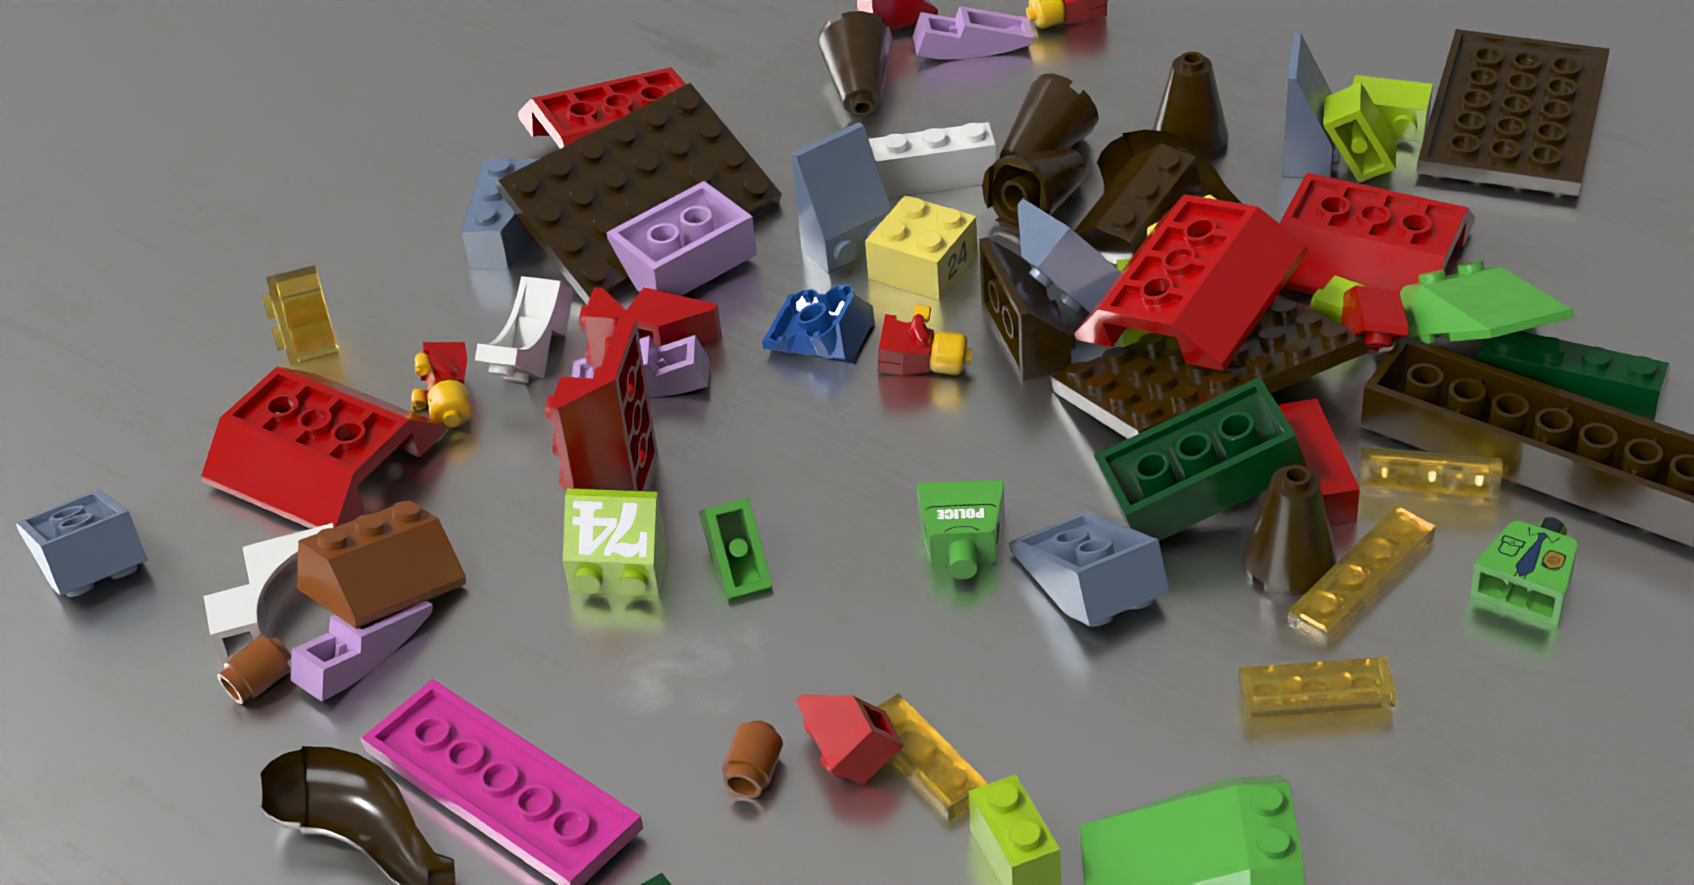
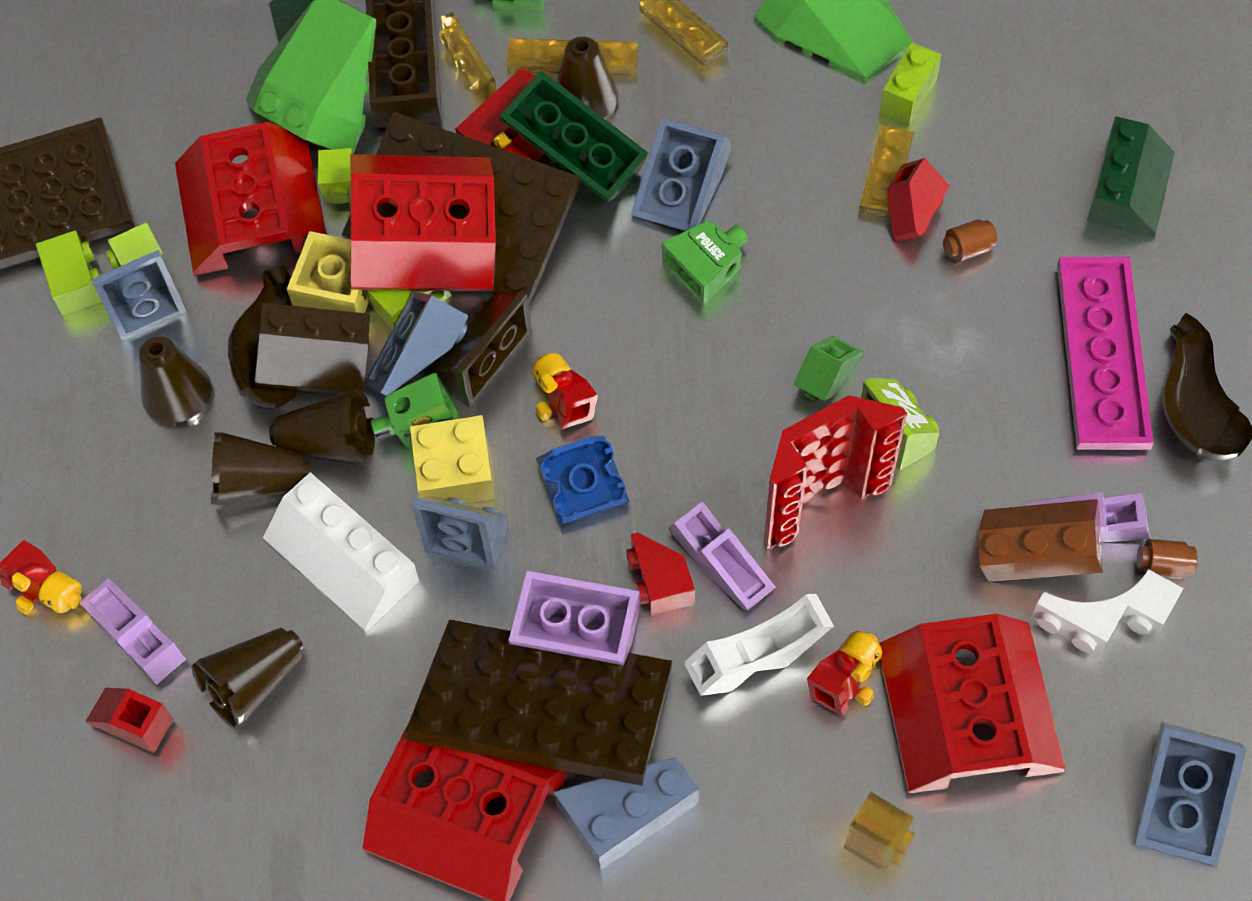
camera: 130 degrees left, 20 degrees up
(989, 220) = (413, 405): none -> bright green torso
(1376, 315) = (365, 120): red slope -> none

